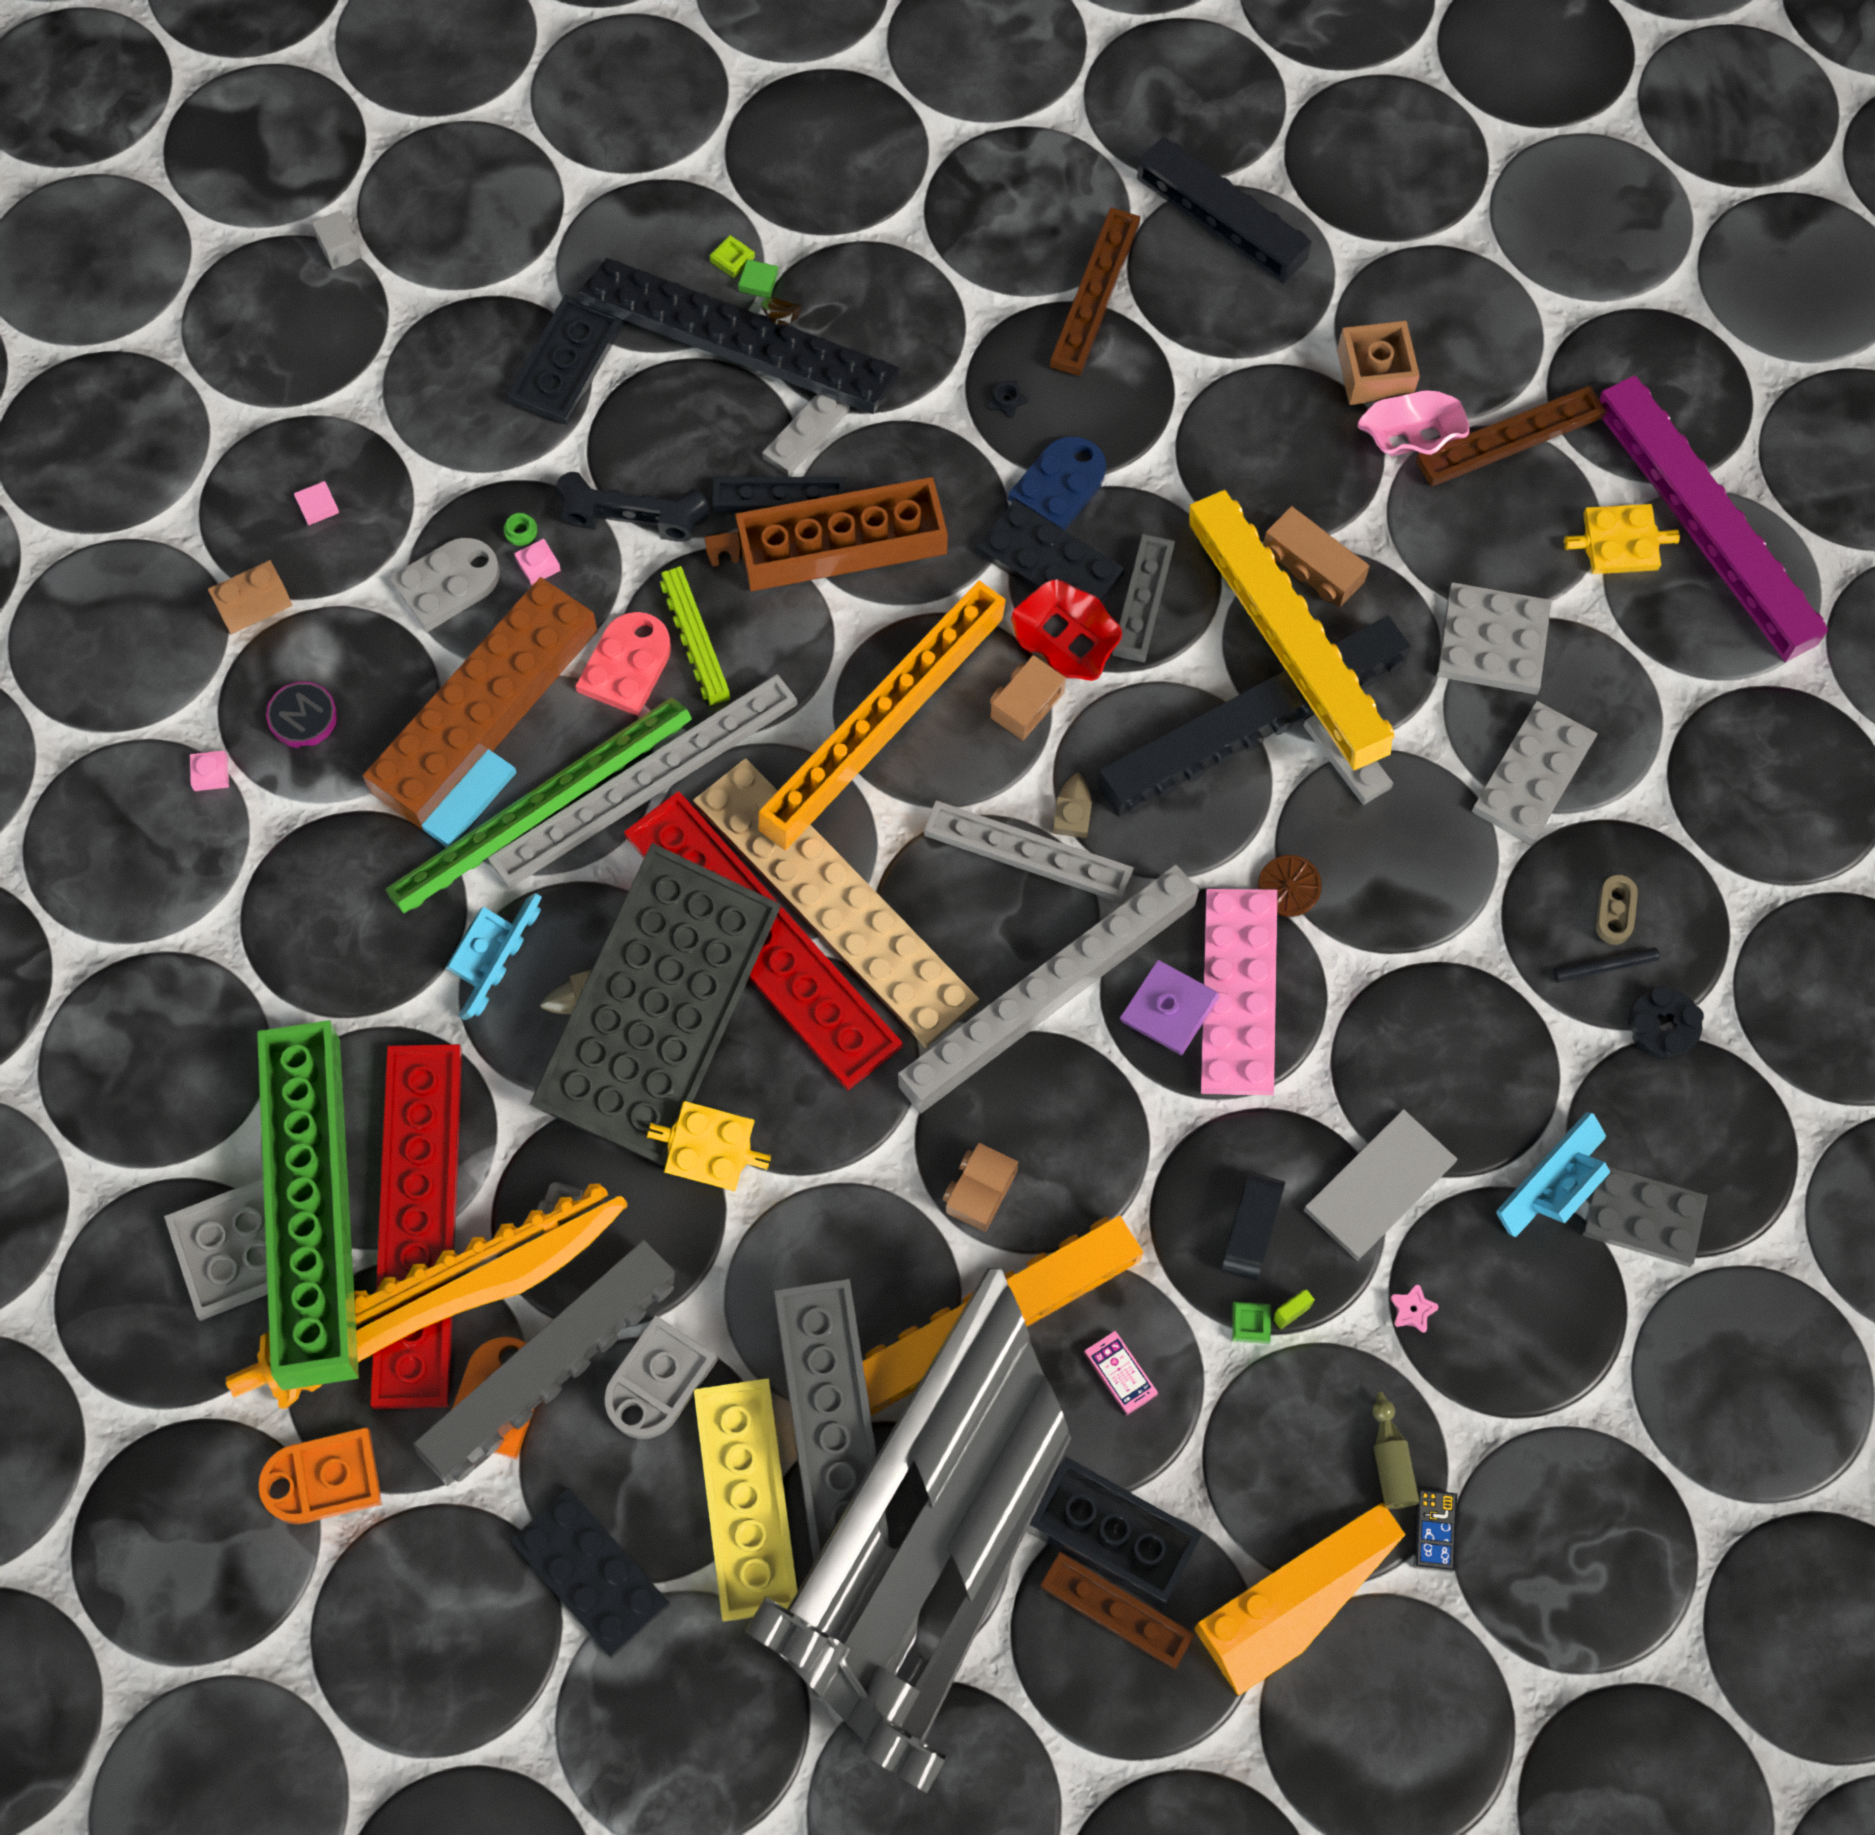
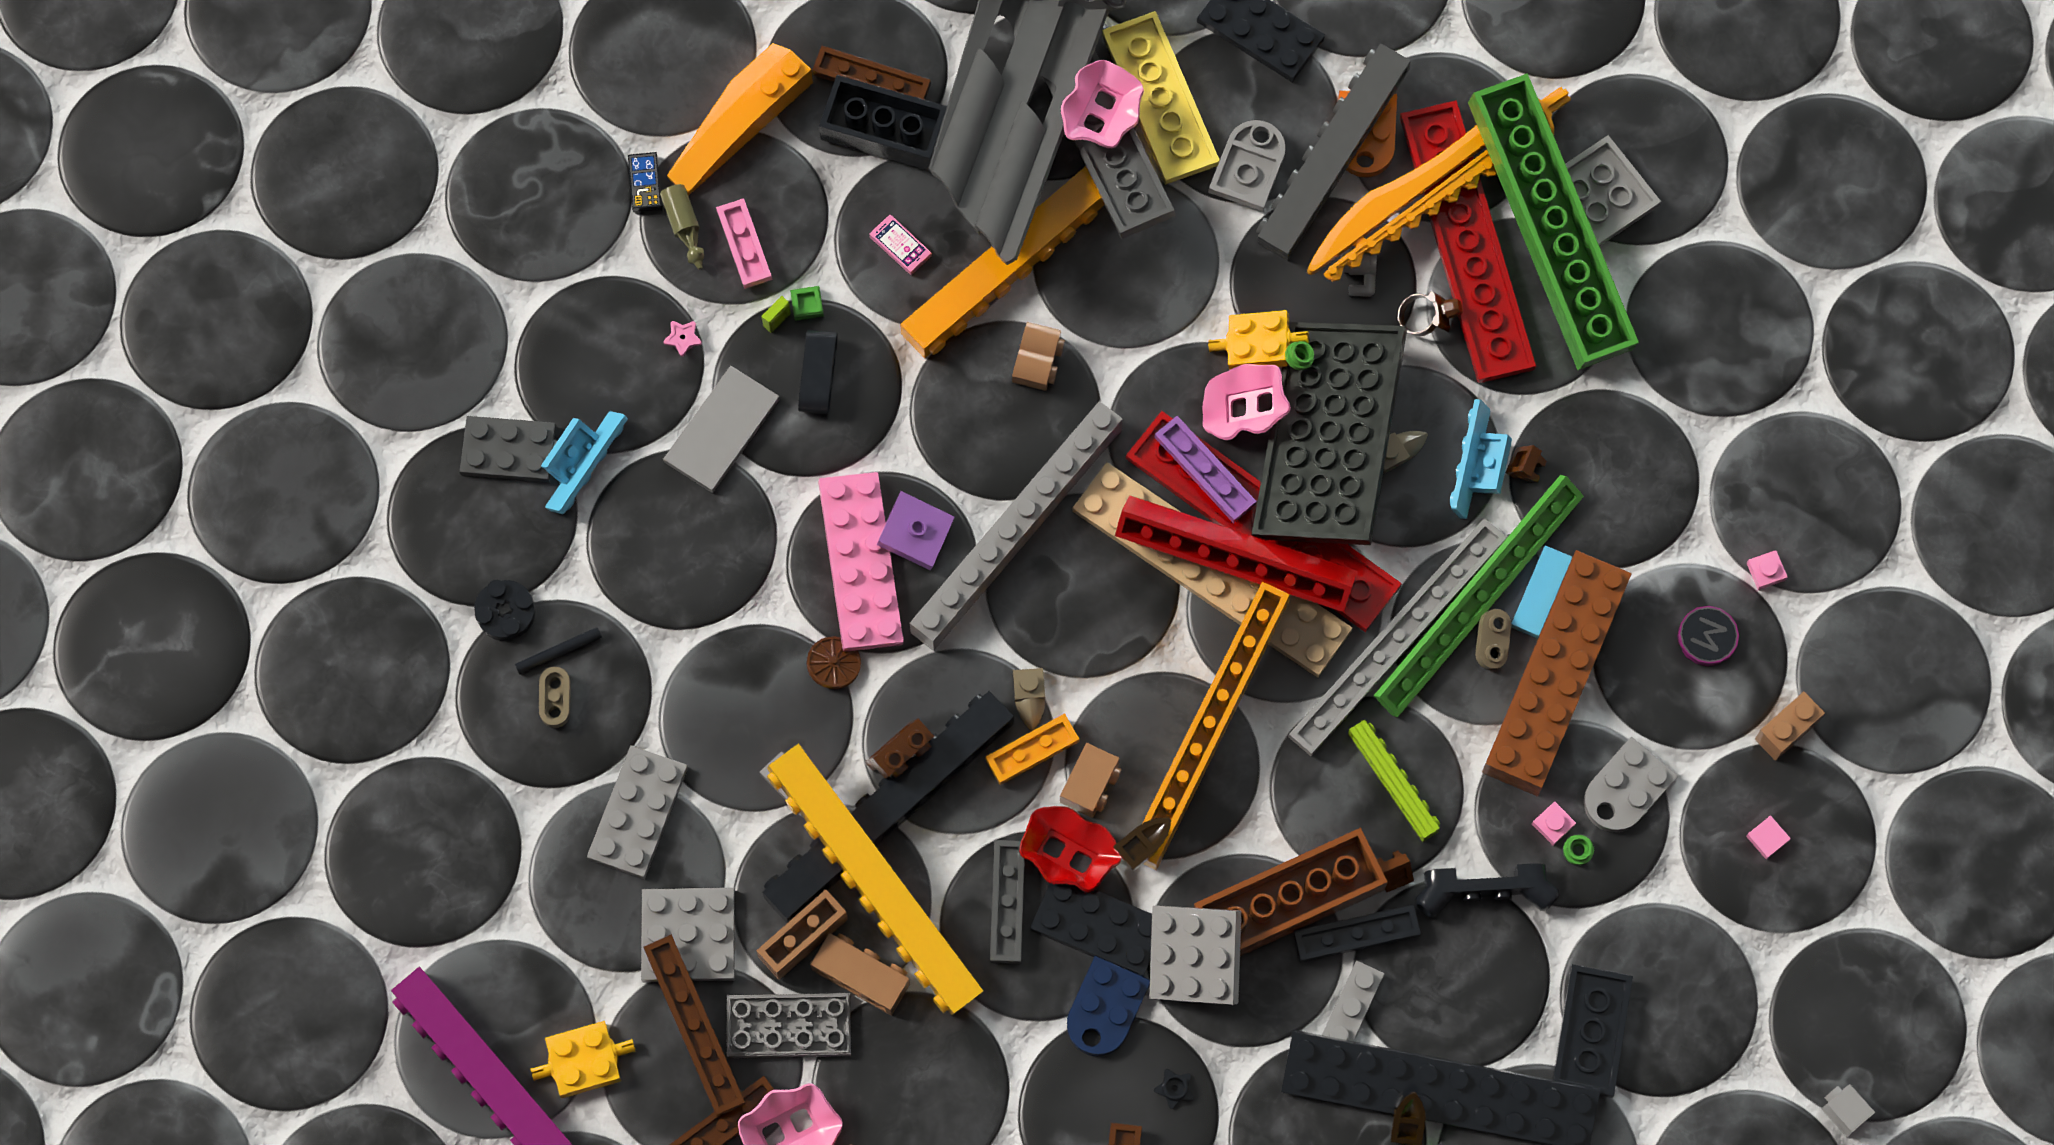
camera: 170 degrees right, 5 degrees up
(324, 1478) = (1473, 48): orange plate -> none
(439, 938) = (1524, 463): none -> reddish brown tile
(474, 1134) = (1443, 311): none -> reddish brown piece
(543, 751) = (1491, 637): none -> dark tan plate
(626, 665) = (1446, 742): coral plate -> none
(660, 1097) = (1302, 349): none -> bright green plate
(747, 1046) = (1247, 383): none -> bright pink piece
(806, 886) = (1236, 553): none -> red brick
(810, 1449) = (1114, 81): none -> bright pink piece
(814, 997) = (1205, 469): none -> medium lavender plate
(958, 489) = (1195, 954): none -> light grey plate
(991, 592) = (1143, 842): none -> dark brown plate
(1028, 851) = (1059, 642): light grey plate -> none
(1083, 744) = (1032, 749): none -> light orange plate
(1235, 760) = (893, 755): none -> reddish brown plate
(1319, 1414) = (744, 243): none -> bright pink plate
(1373, 599) = (802, 934): none -> medium nougat brick
(1400, 530) = (788, 1025): none -> light grey tile
(1503, 533) = (694, 1025): none -> reddish brown plate

